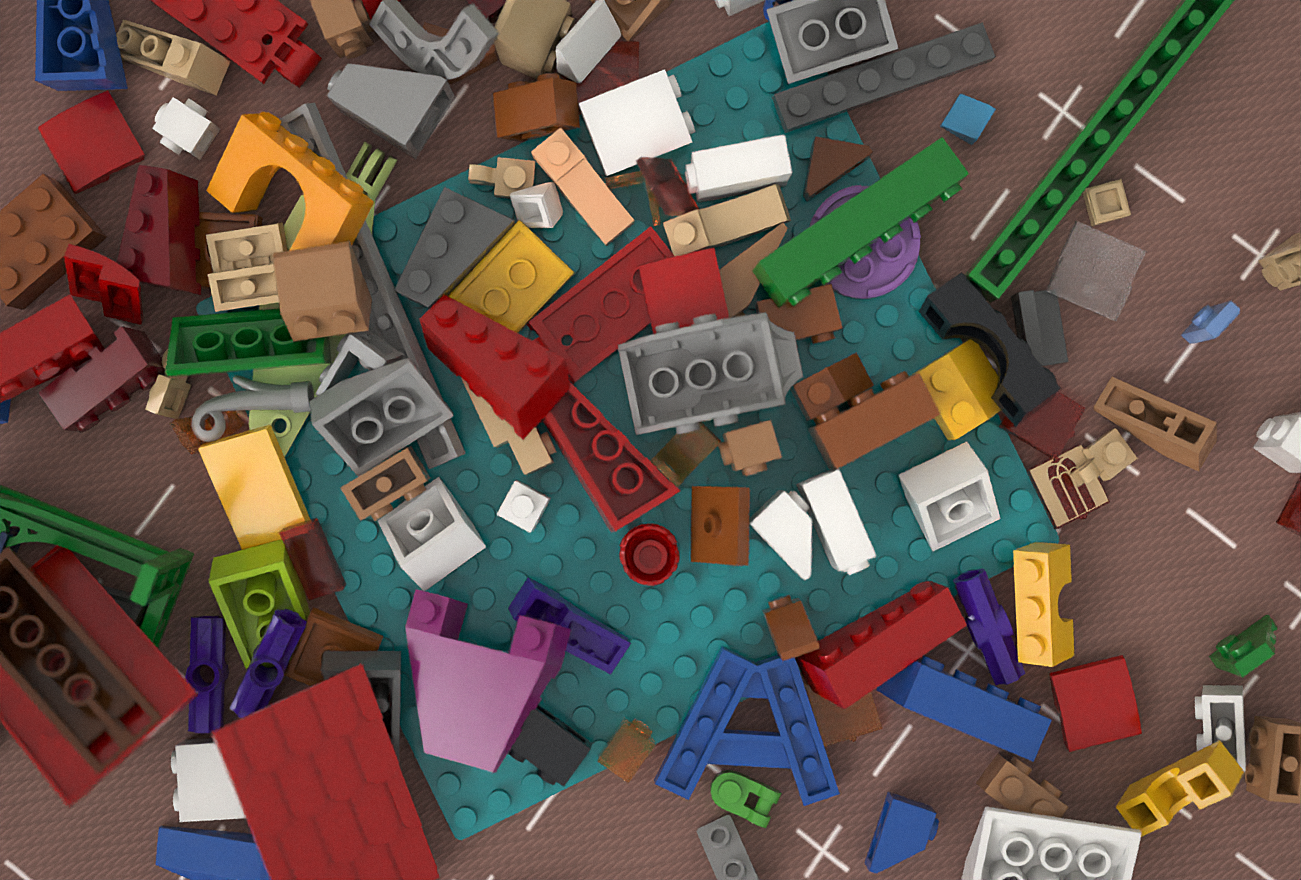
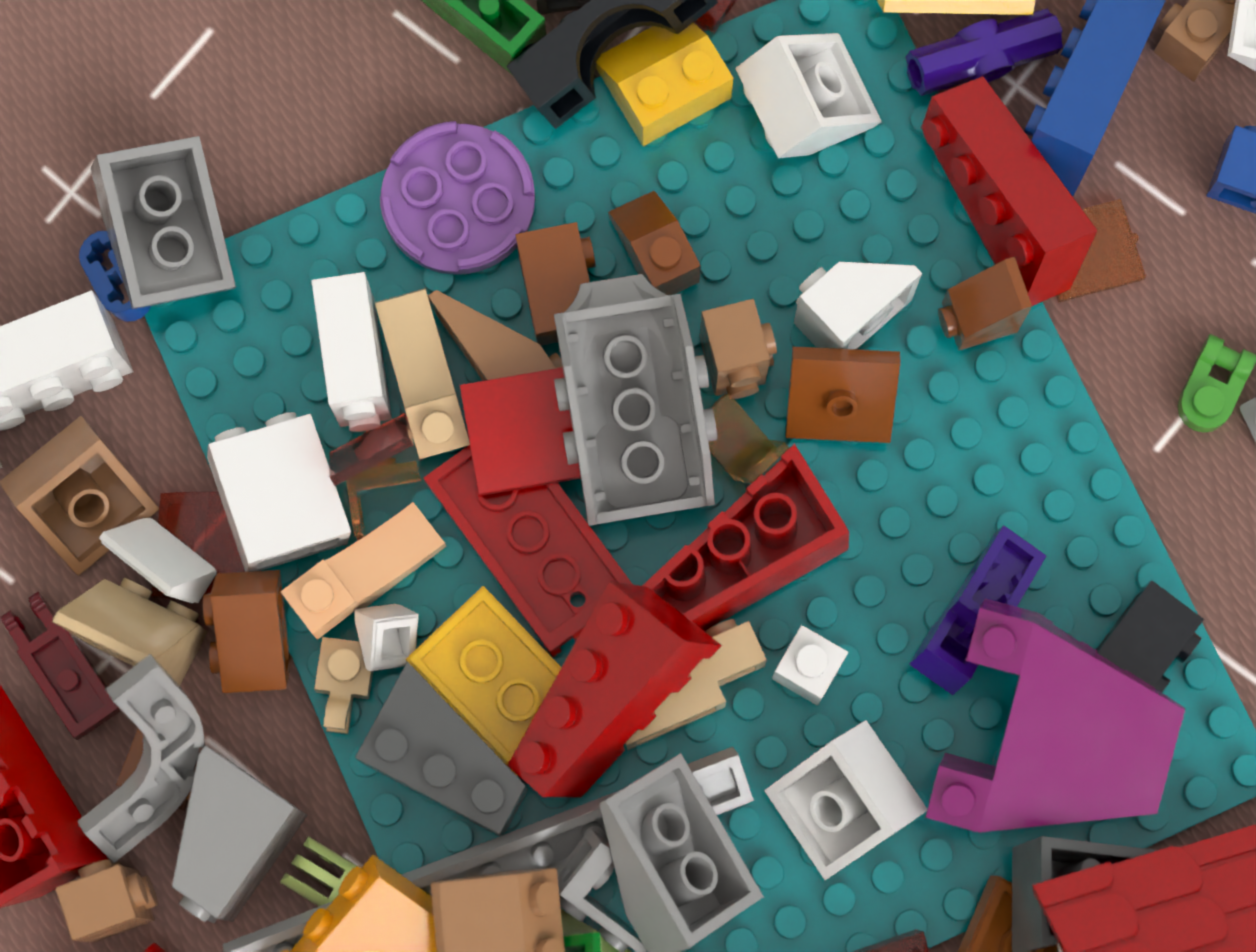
camera: 90 degrees left, 10 degrees down
(385, 483) = (775, 856): medium nougat brick -> none
(627, 749) = (1150, 534): clear orange brick -> none
(649, 554) = (880, 495): red hair -> none
(706, 741) = (1139, 427): blue plate -> none
(830, 162) = (347, 236): reddish brown slope -> none
(837, 521) = (854, 228): white brick -> none
(860, 223) = (435, 192): green brick -> none
(873, 419) = (704, 185): dark orange brick -> none
(883, 77) = (234, 166): dark grey plate -> none
(967, 118) = (296, 57): dark azure slope -> none

